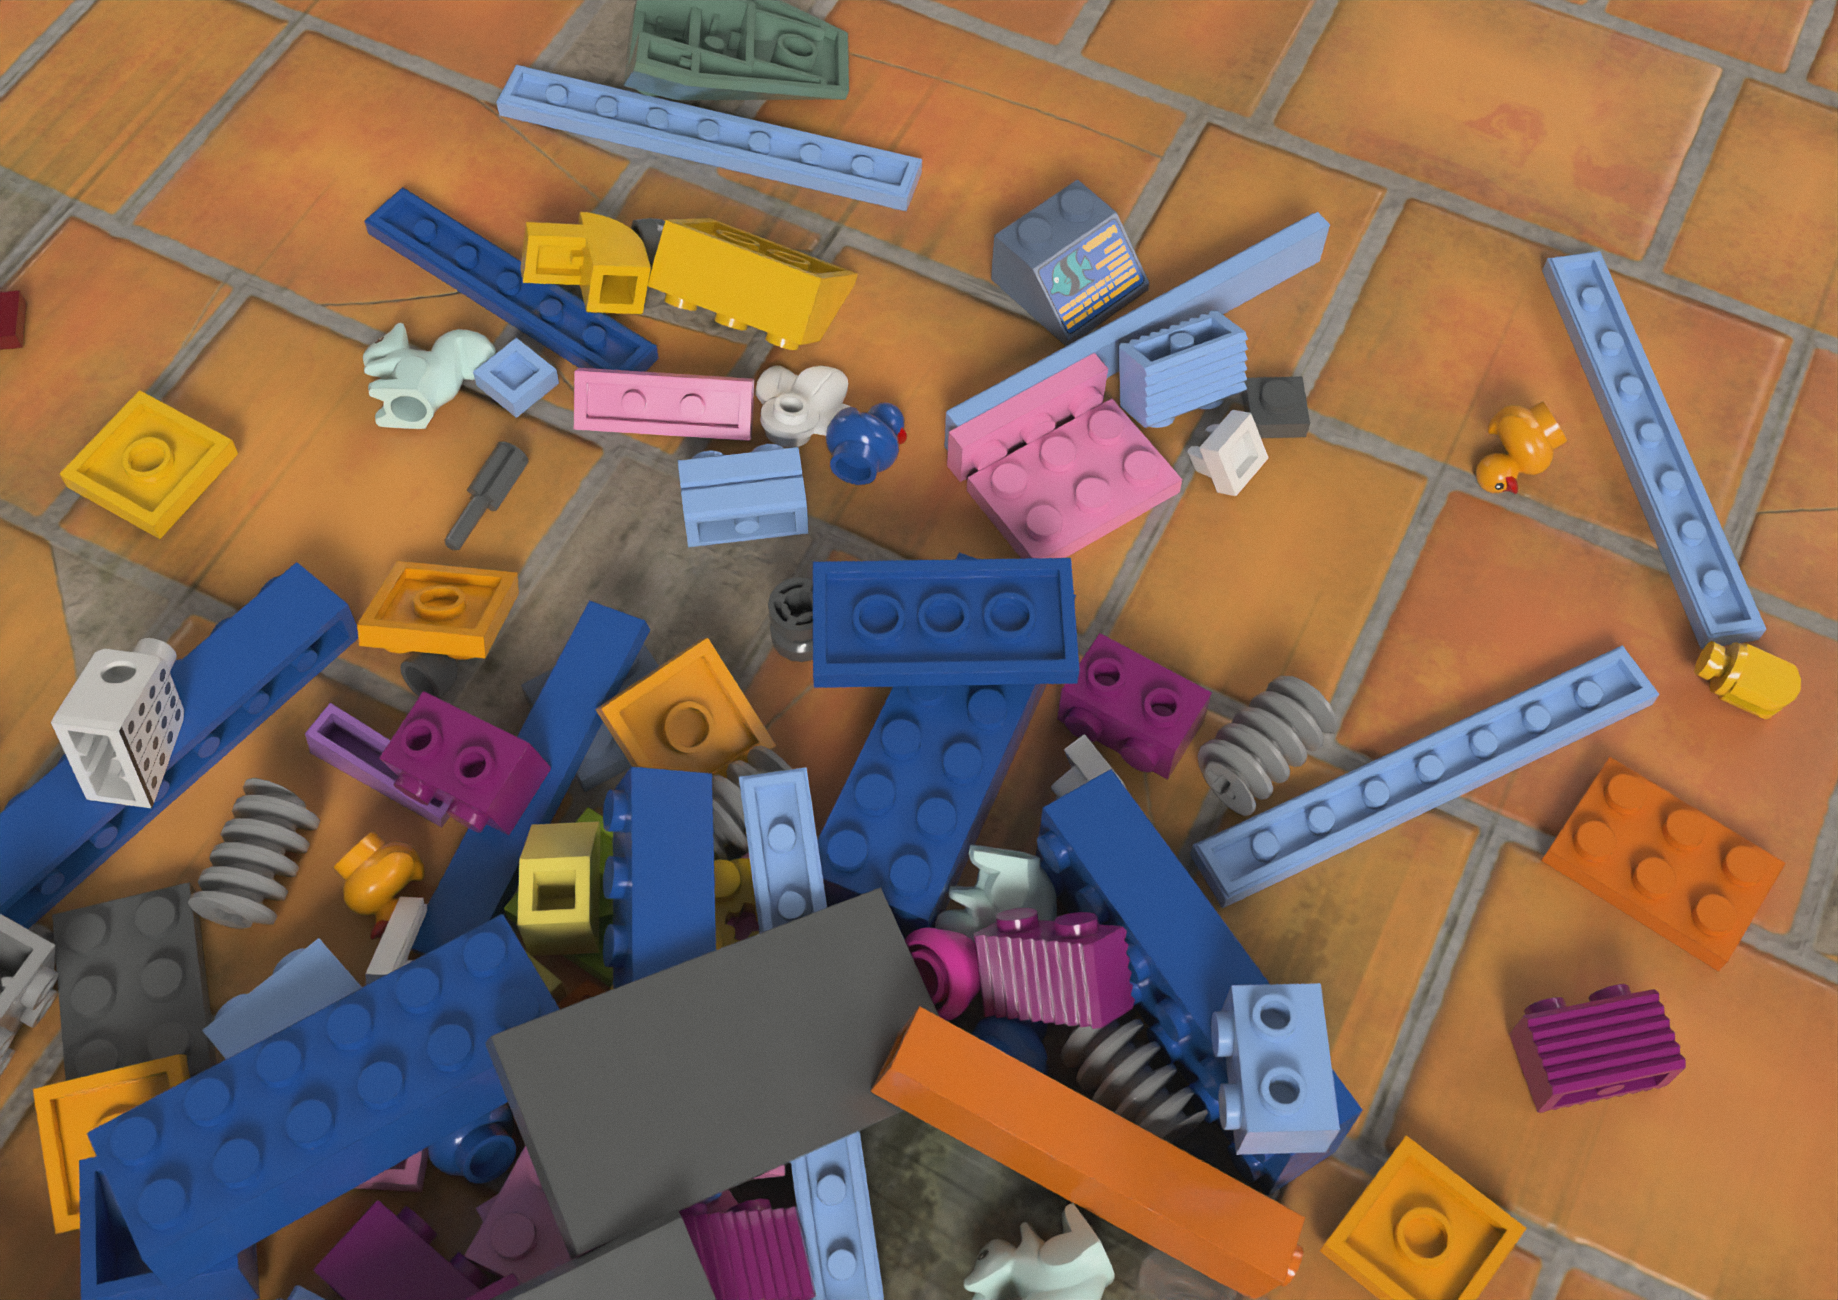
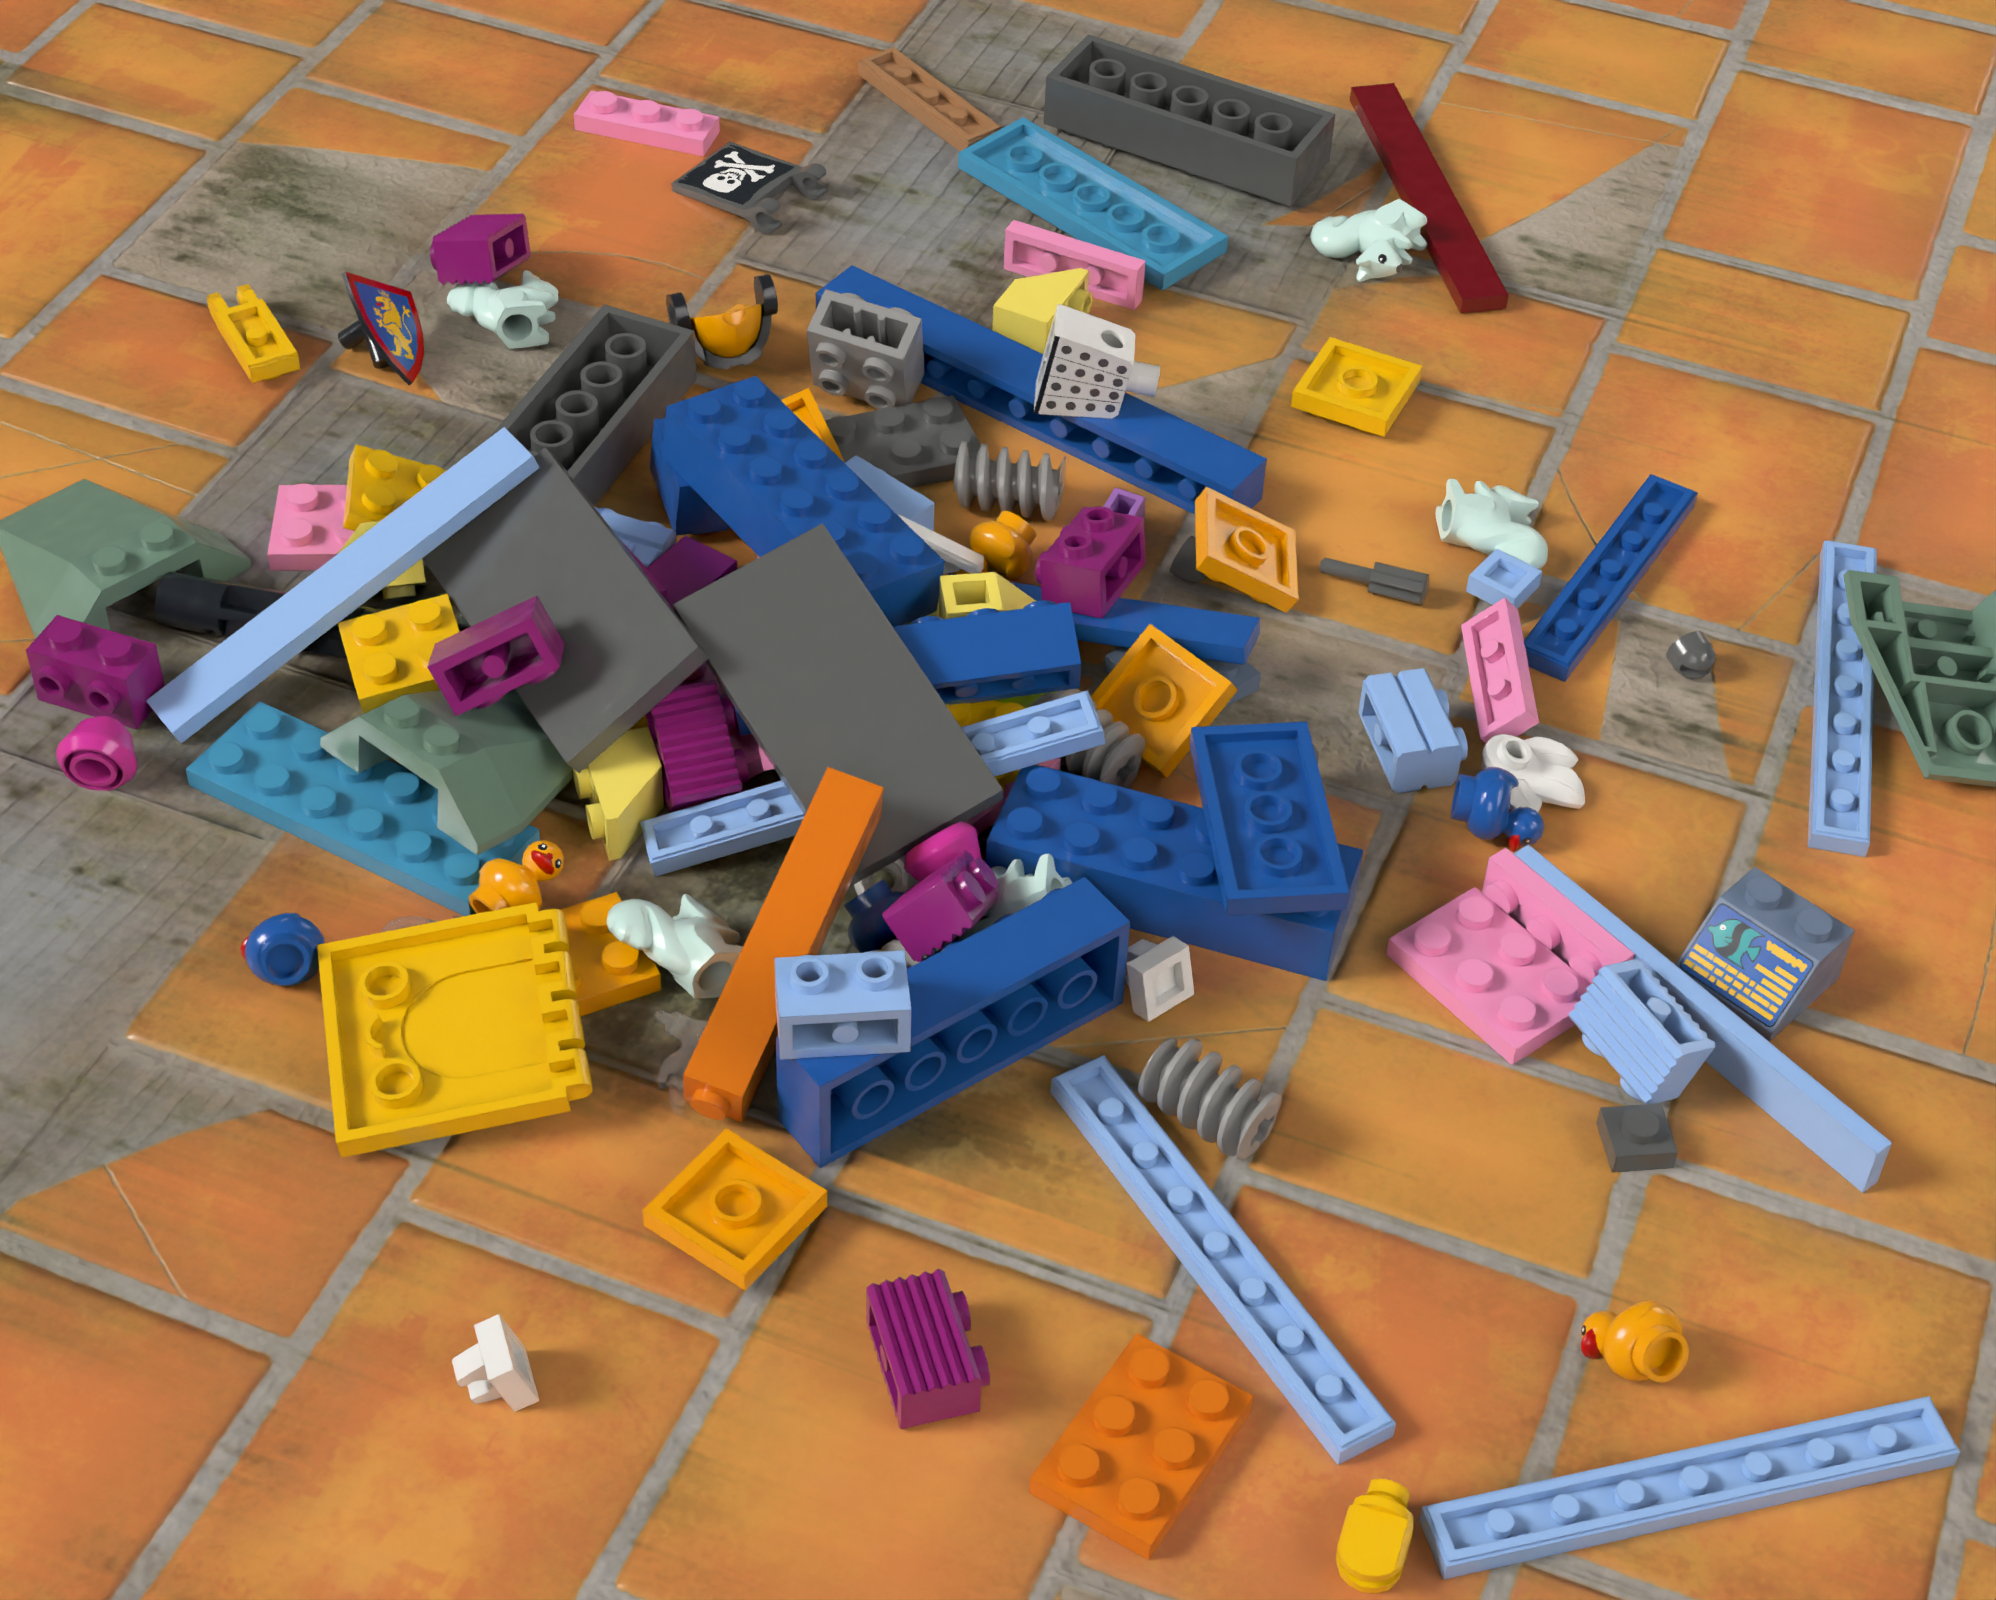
camera: 85 degrees right, 15 degrees down
(596, 254) = (1640, 606): yellow brick -> none
(748, 281) = (1665, 721): yellow slope -> none
(1133, 707) = (1240, 1002): magenta brick -> none
(1230, 453) = (1555, 1085): white tile -> none

